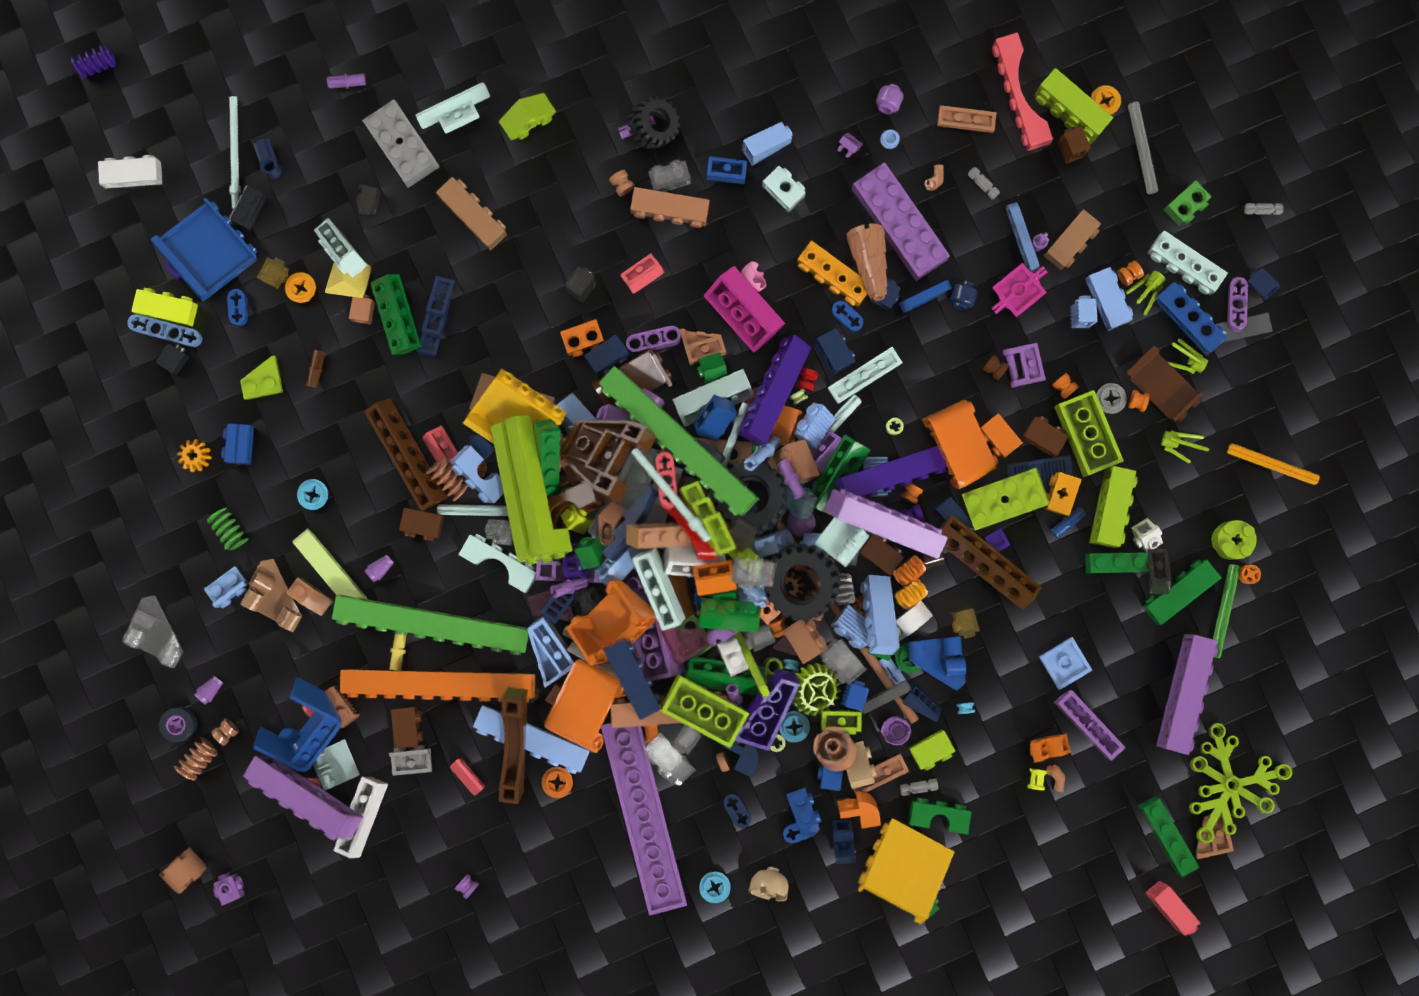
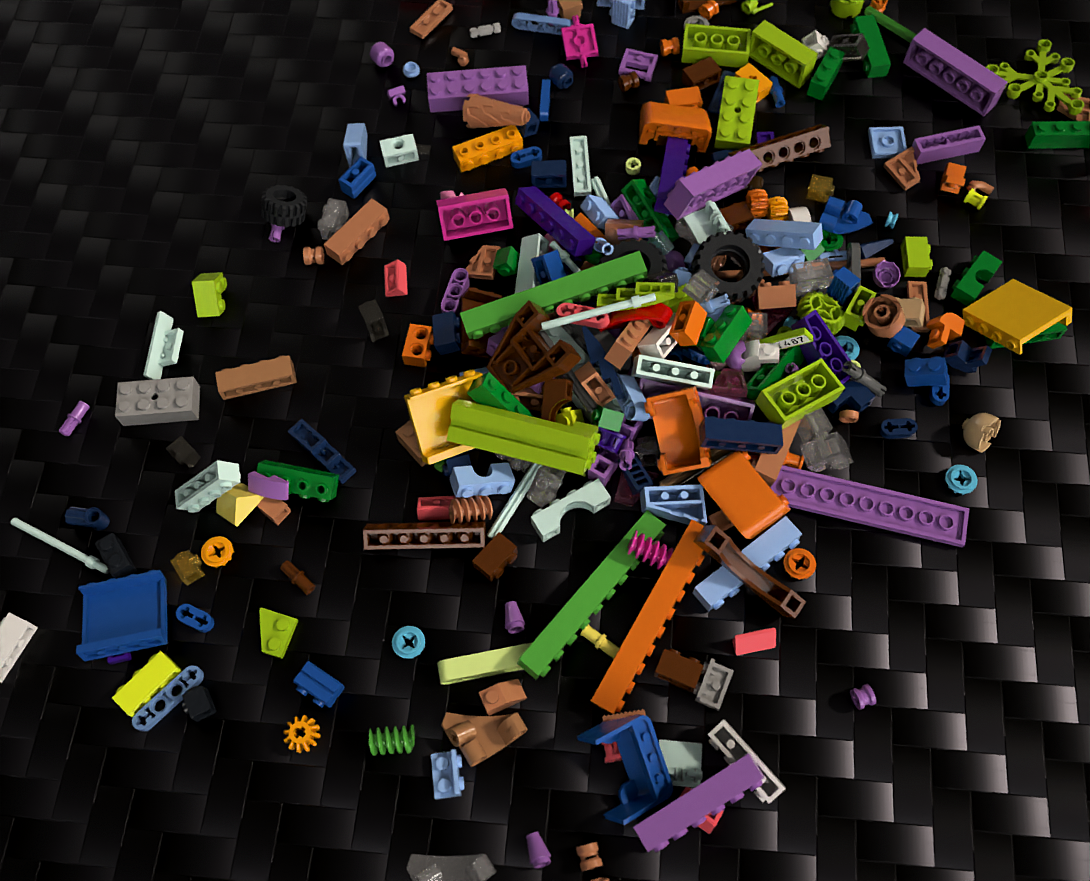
camera: 55 degrees left, 20 degrees down
(371, 303) = (271, 487): none -> medium lavender slope
(488, 652) = (649, 550): none -> dark pink piece
(760, 754) = (859, 375): none -> dark grey pin
(1036, 694) = (904, 169): none -> nougat wing

